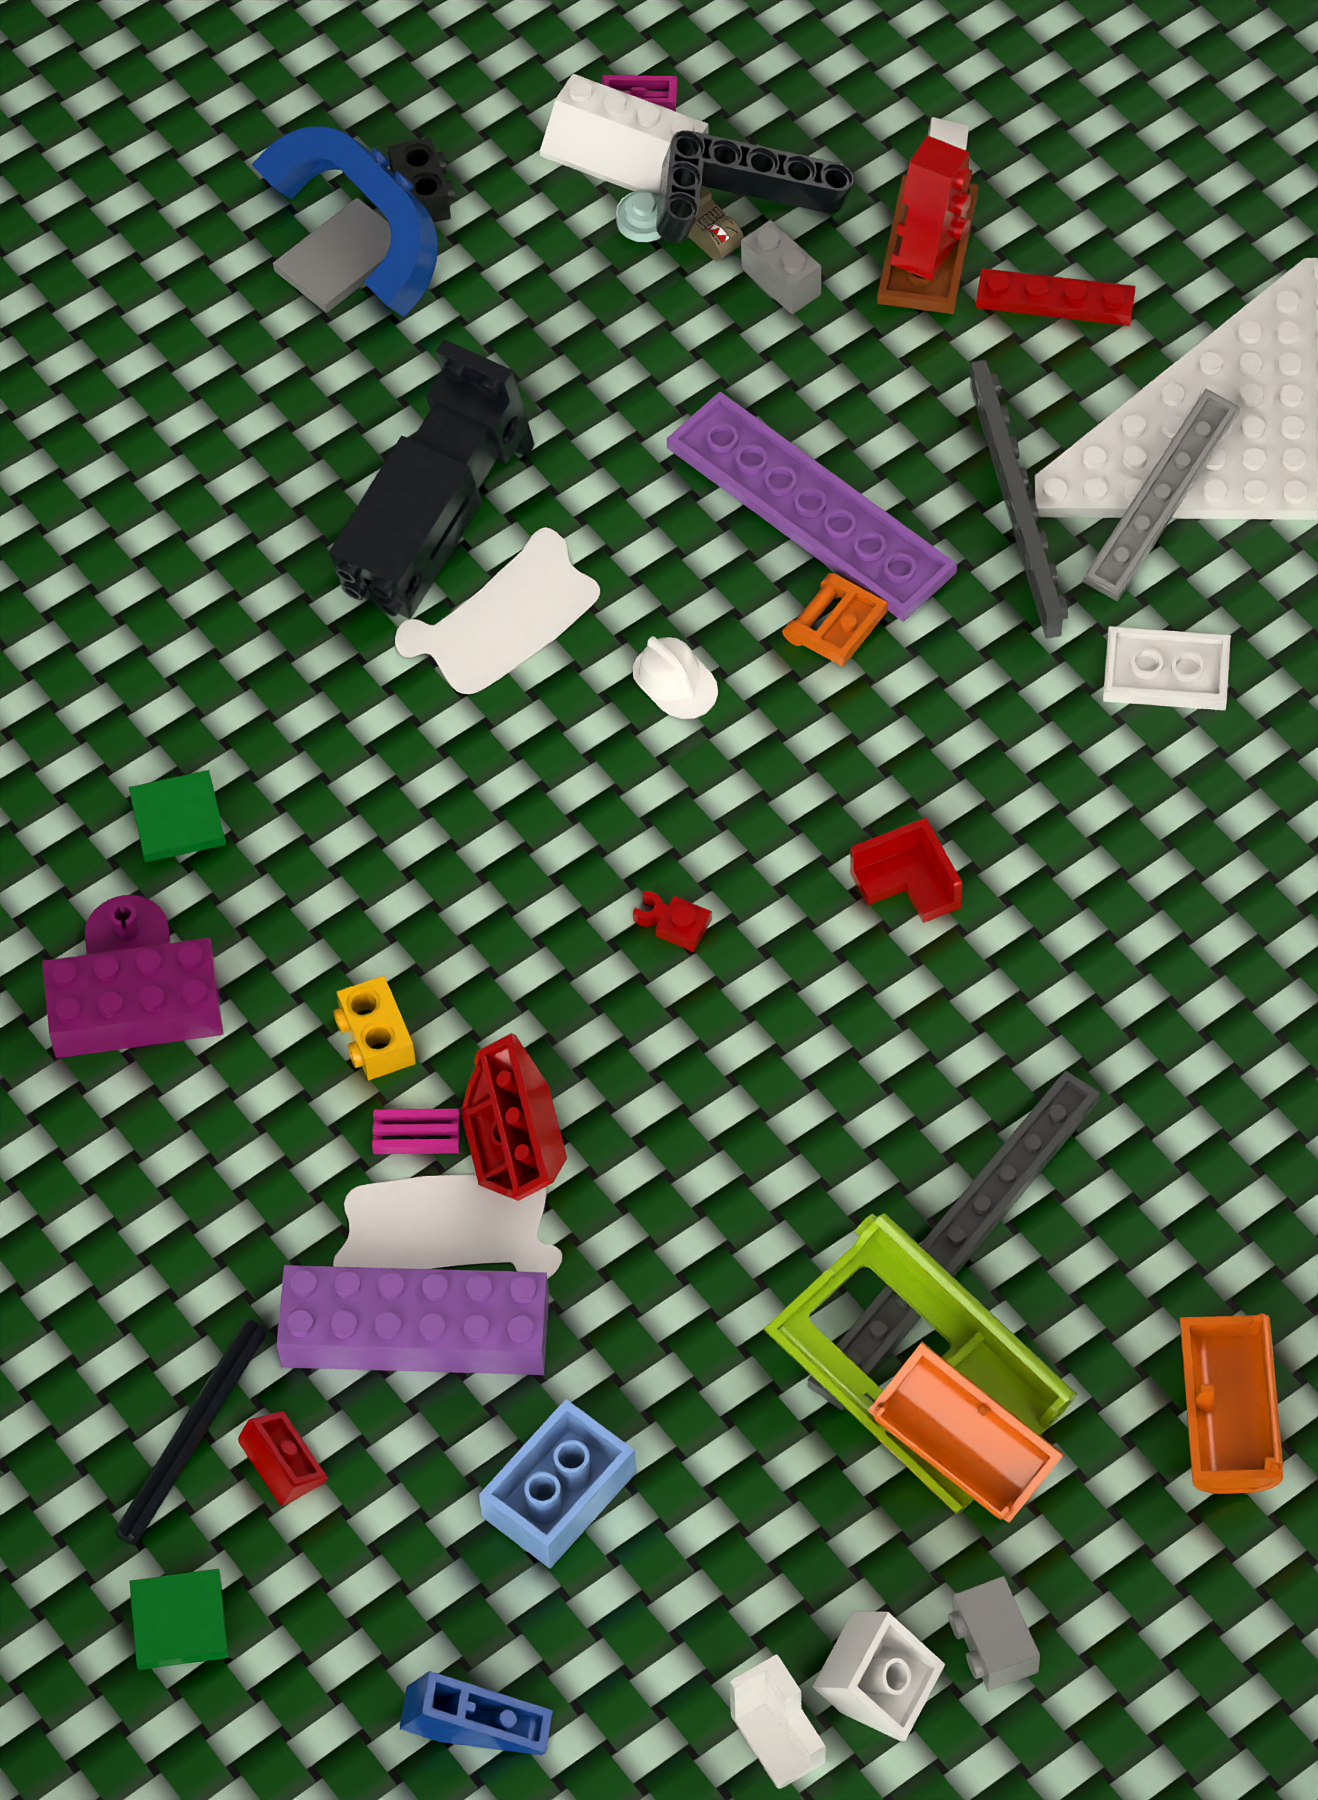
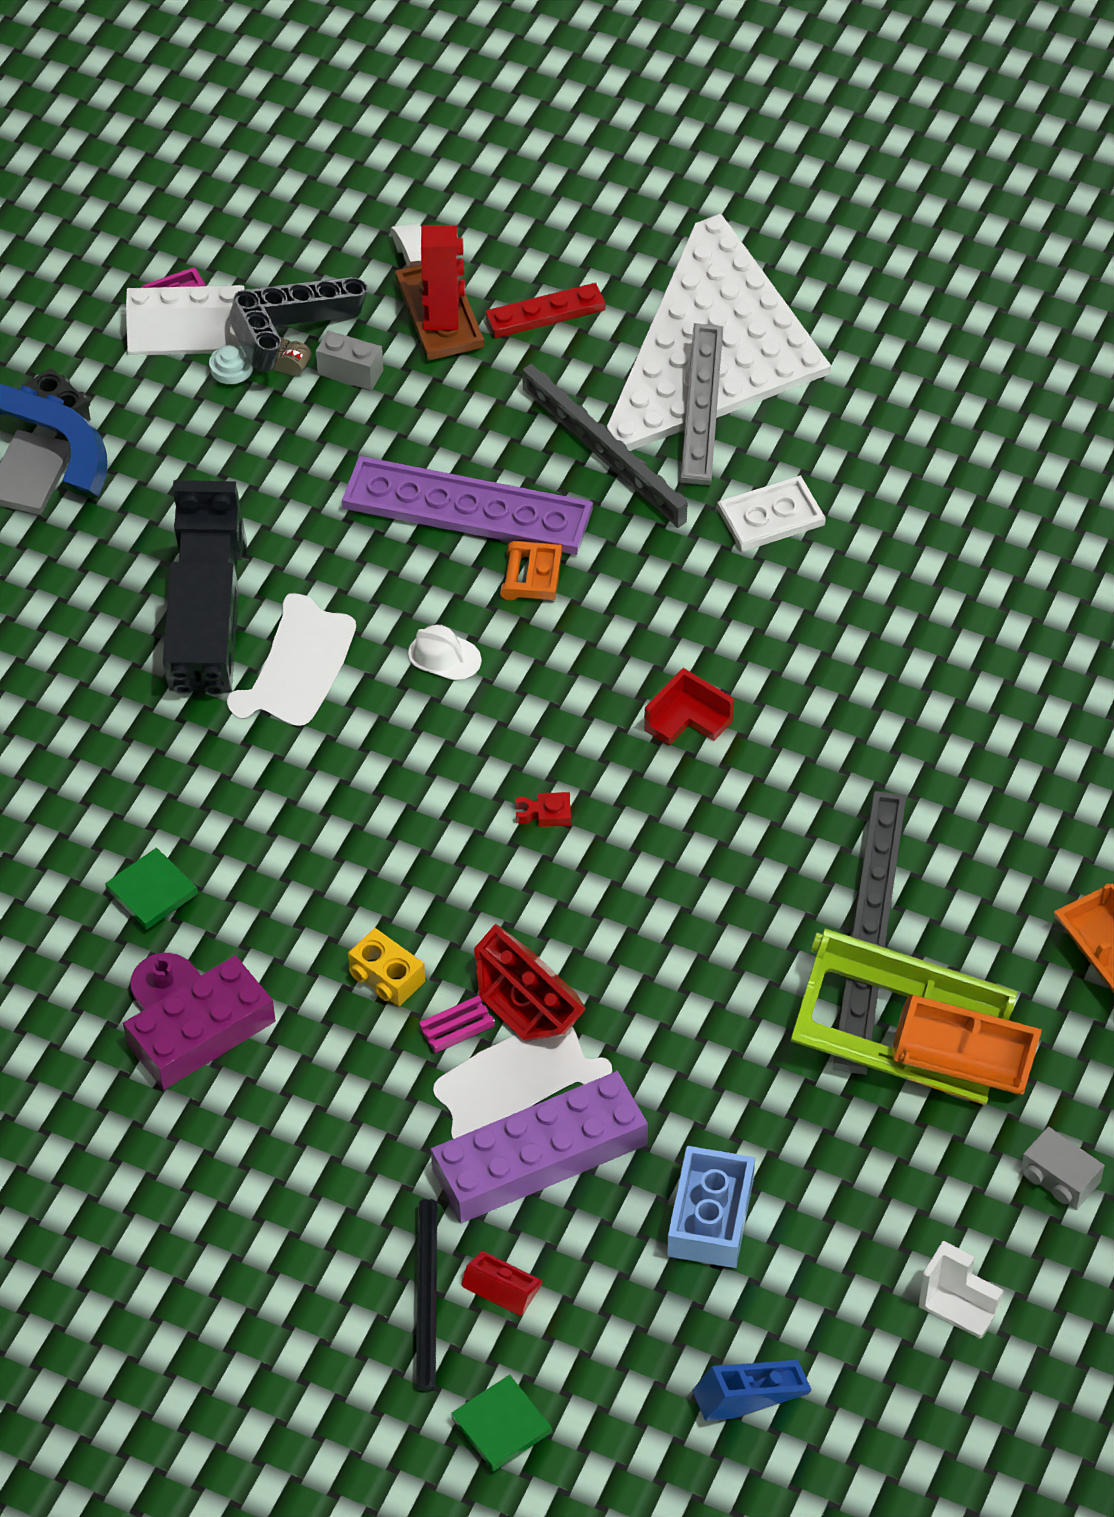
camera: 30 degrees left, 5 degrees down
(879, 1673) = (1002, 1229): white slope -> none

